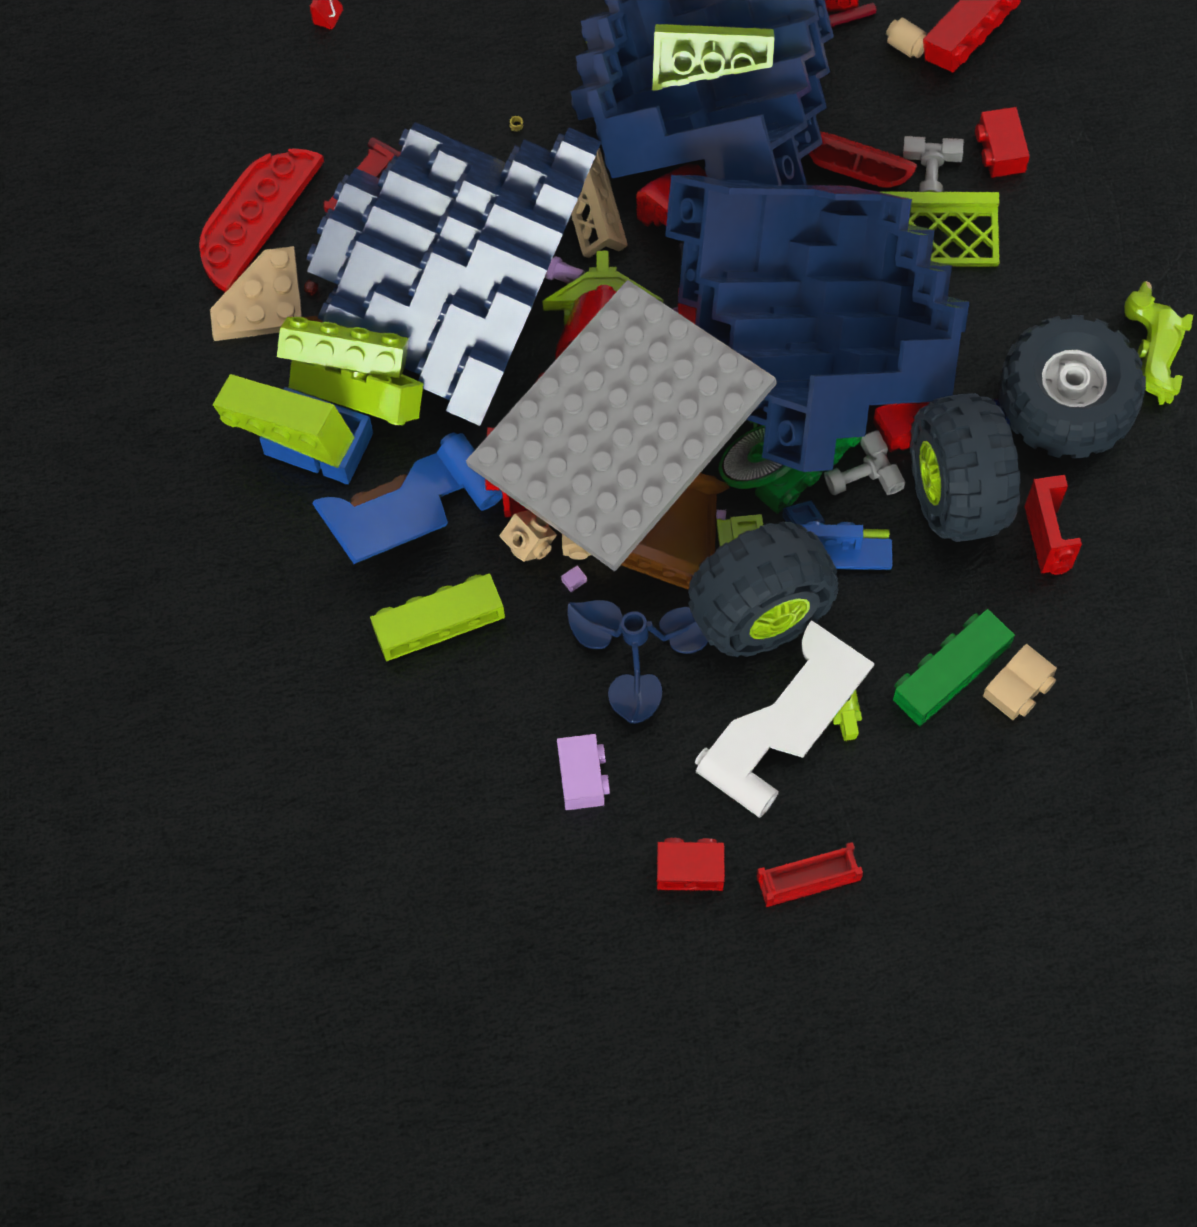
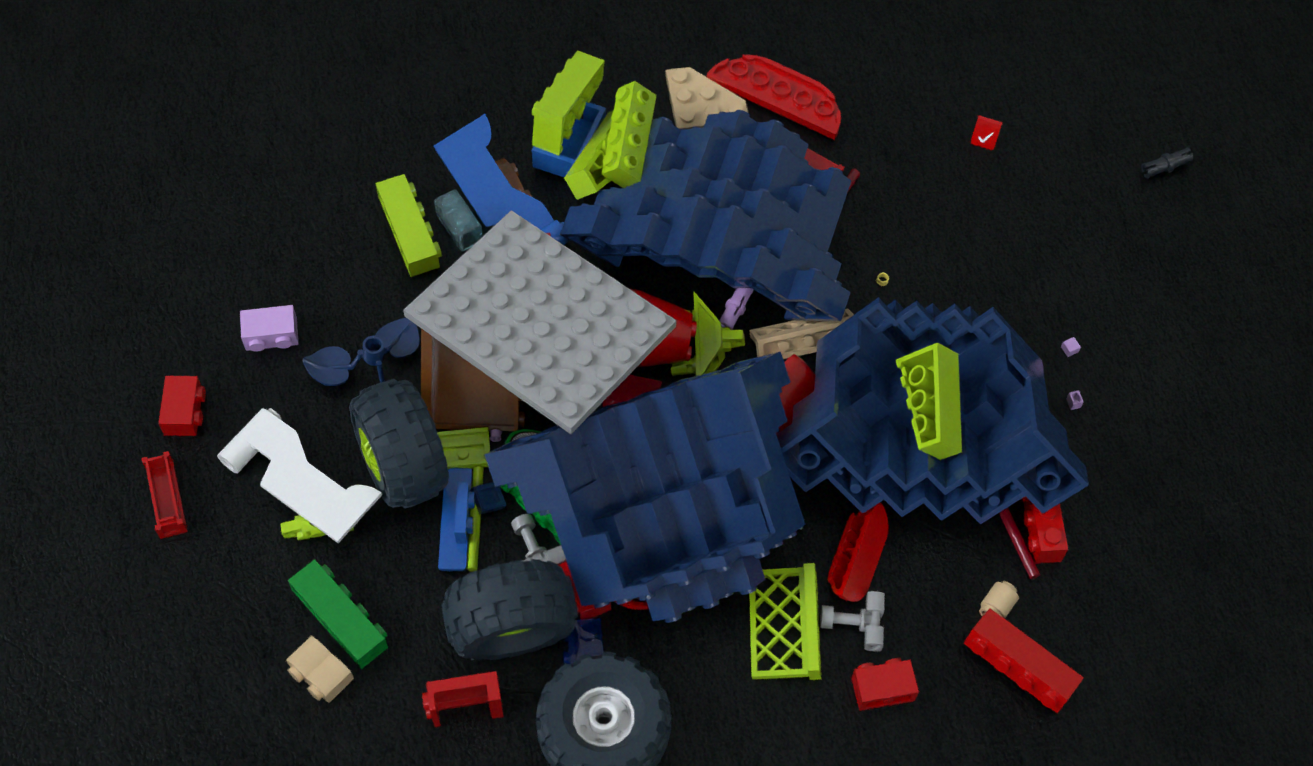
camera: 85 degrees right, 5 degrees down
(431, 560) = (458, 220): none -> clear light blue brick

